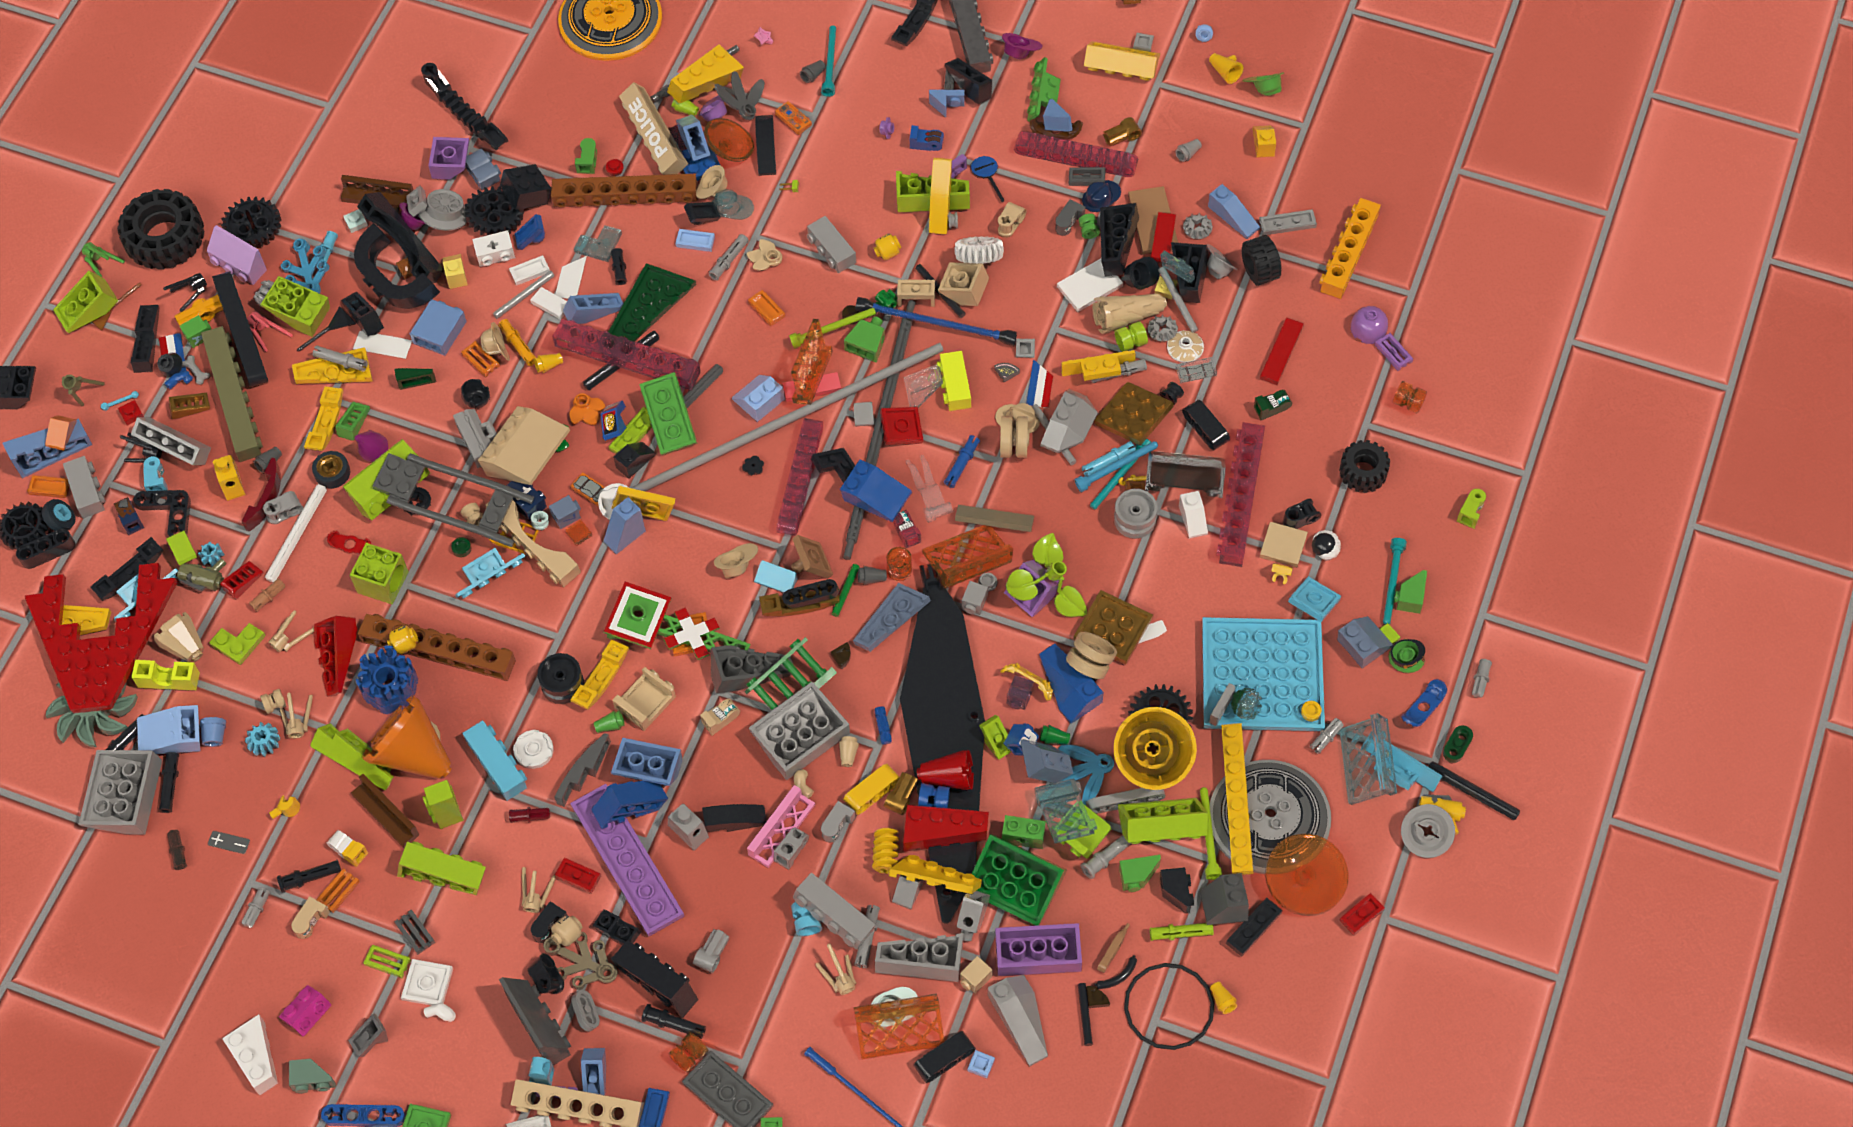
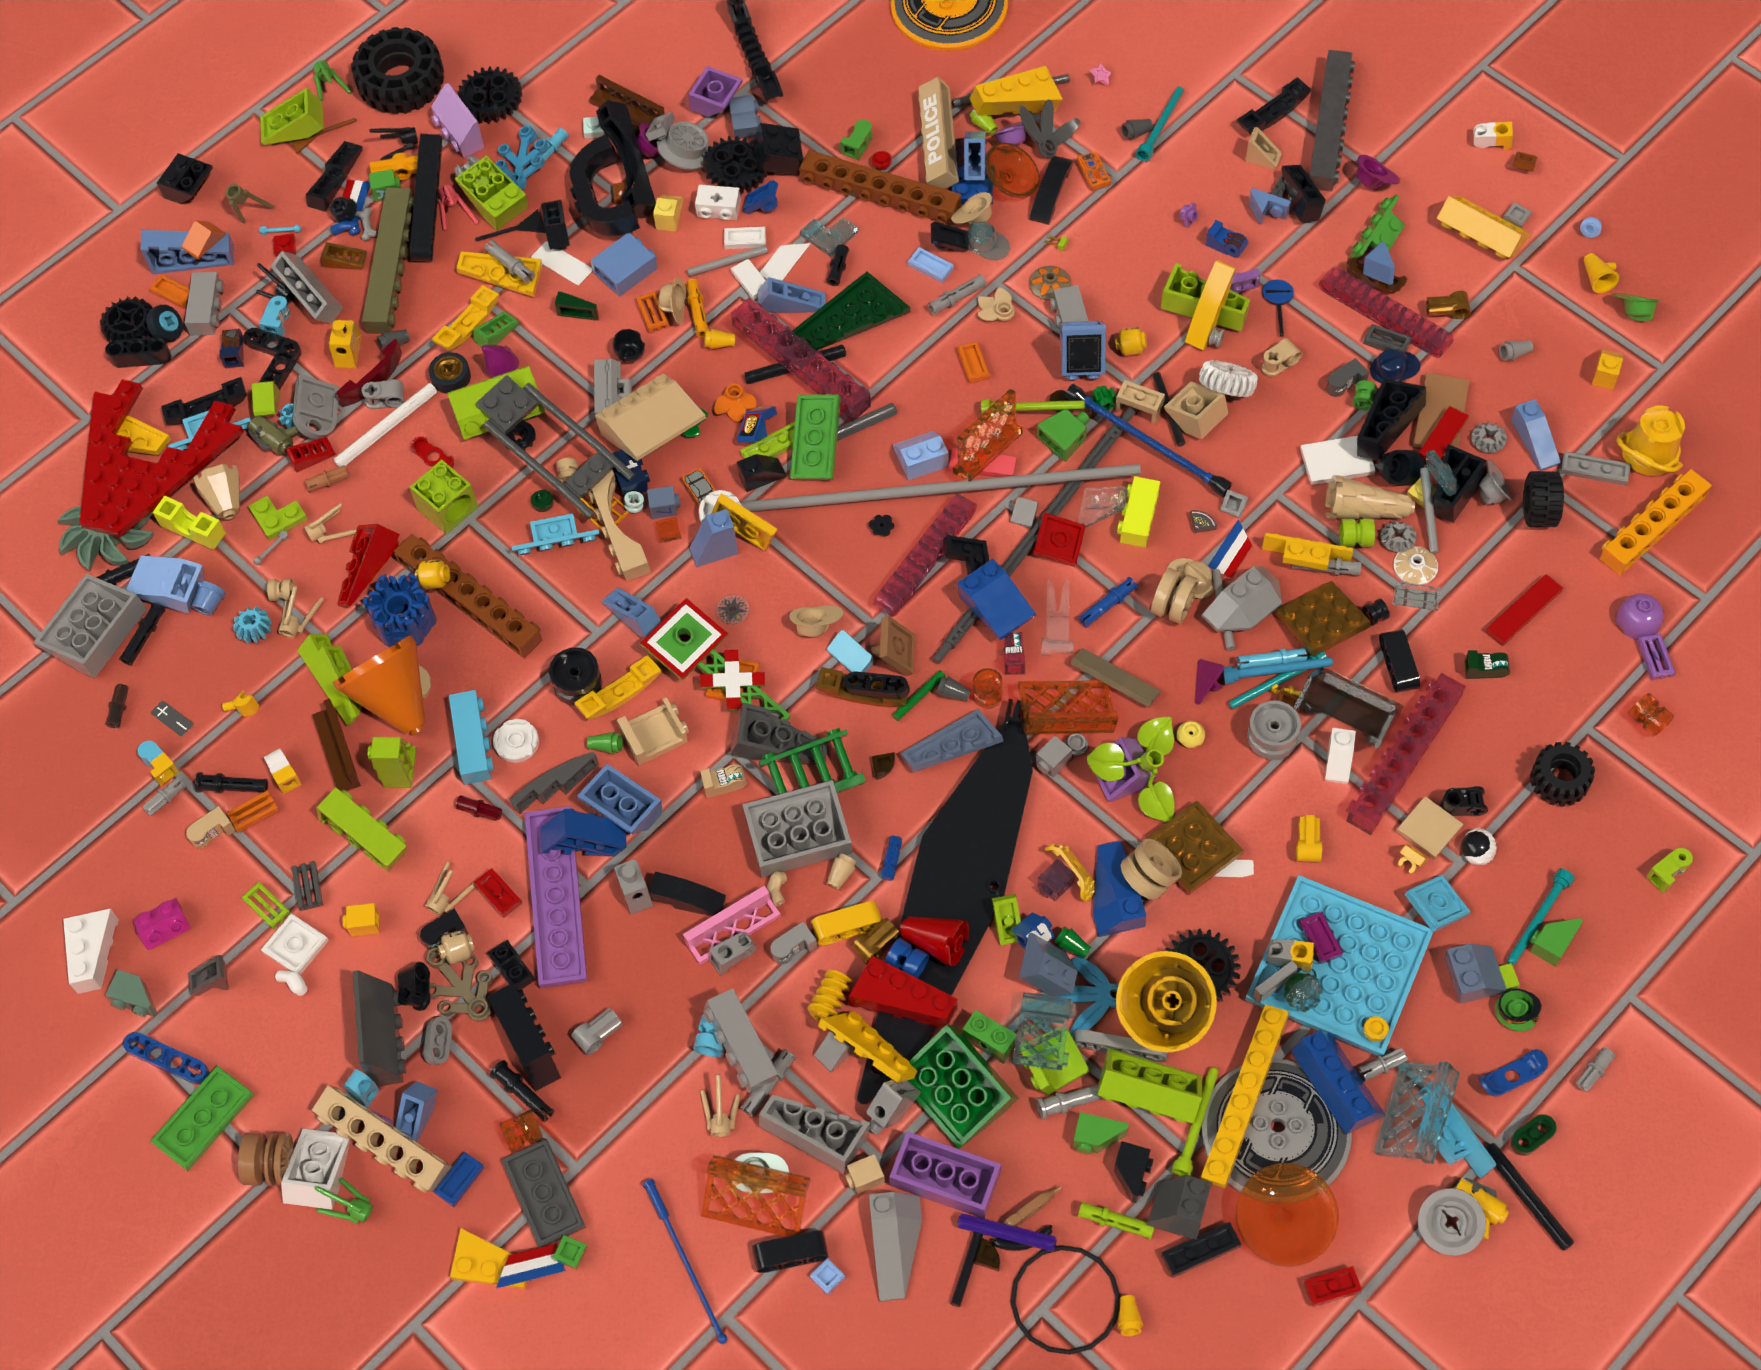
camera: 25 degrees right, 0 degrees up
(228, 538) = (316, 405): none -> light grey tile
(234, 879) = (162, 766): none -> leg
(251, 656) = (282, 536): none -> light grey hinge
(475, 940) = (362, 920): none -> yellow brick
(583, 609) = (633, 612): none -> medium blue slope
(663, 577) = (732, 609): none -> clear piece
(794, 226) = (1042, 286): none -> dark tan dish
(853, 266) = (1082, 349): none -> slope
(922, 56) = (1262, 150): none -> tan slope
(1065, 492) = (1207, 676): none -> magenta piece
(1072, 546) = (1188, 740): none -> light yellow plate
(1104, 973) = (1007, 1232): none -> dark purple axle
(1199, 591) = (1309, 844): none -> yellow piece
(1220, 678) = (1284, 951): none -> leg
(1240, 658) = (1319, 932): none -> magenta tile
(1299, 762) = (1337, 1081): none -> blue slope
(1325, 186) = (1654, 442): none -> yellow piece

